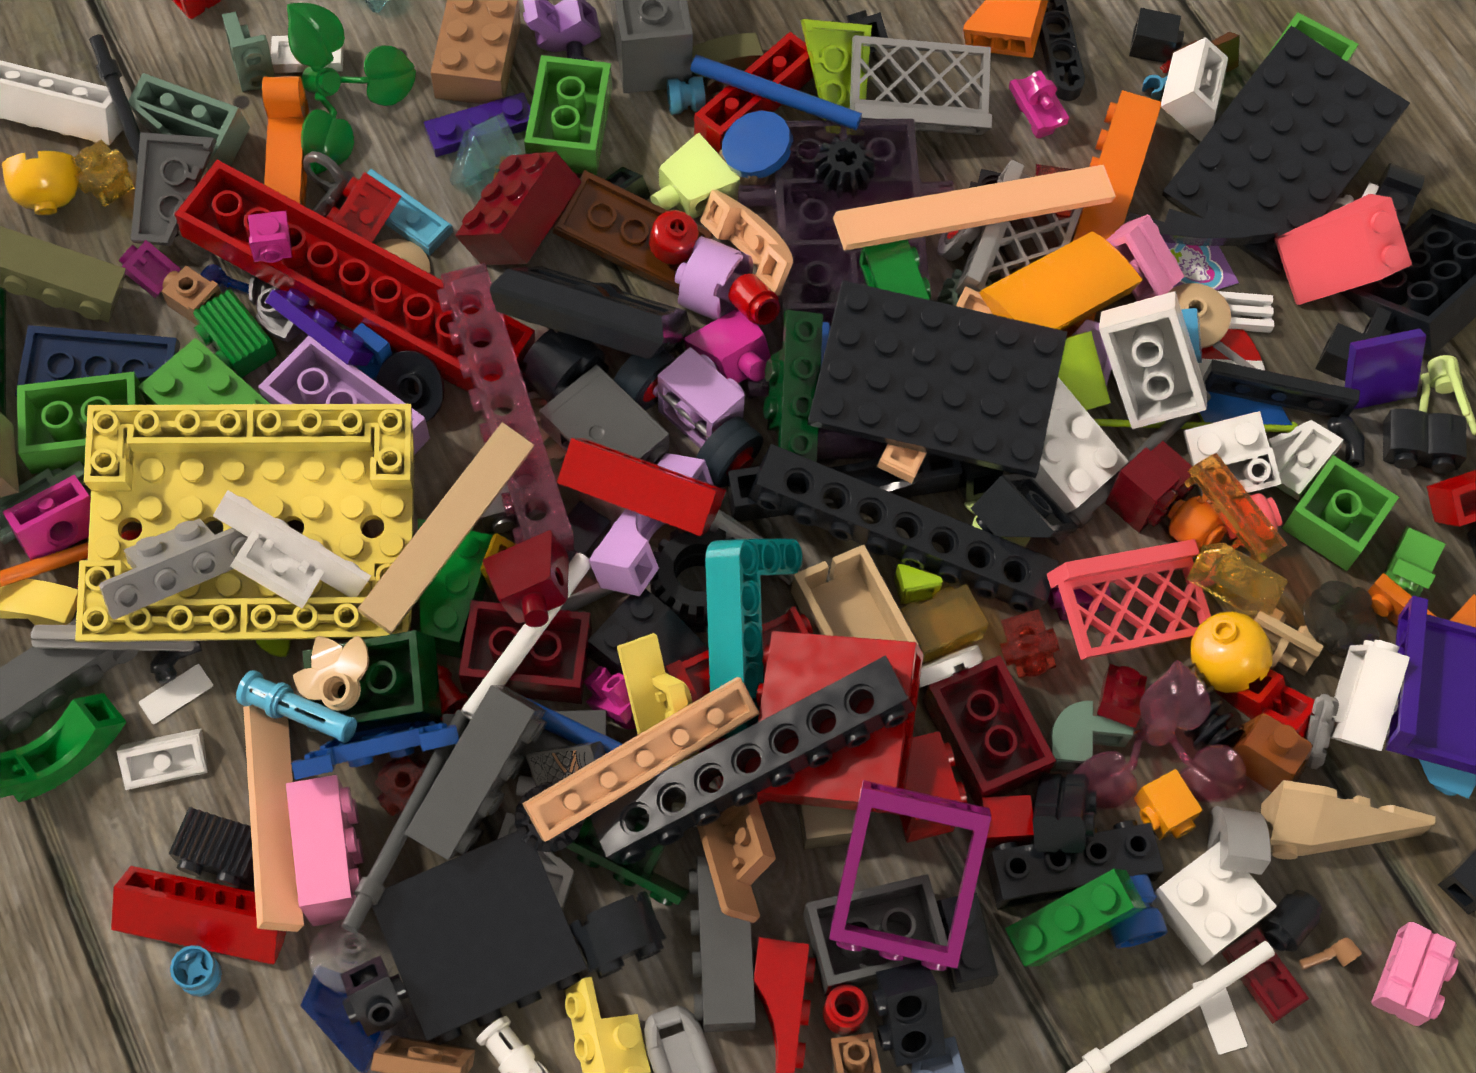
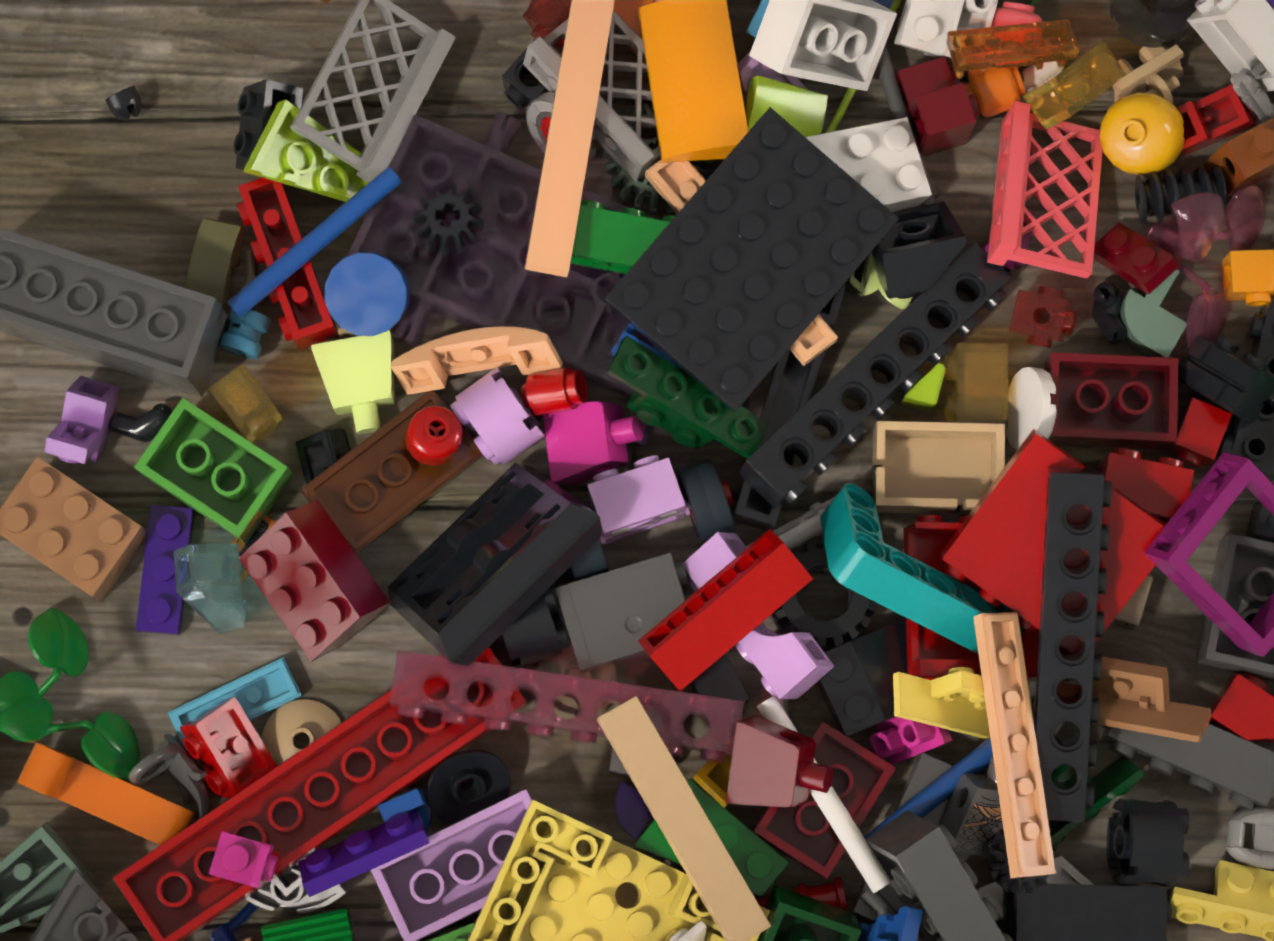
camera: 60 degrees left, 15 degrees up
(630, 110) = (247, 404): none -> clear yellow brick
(1053, 707) = (1107, 312): none -> black arm

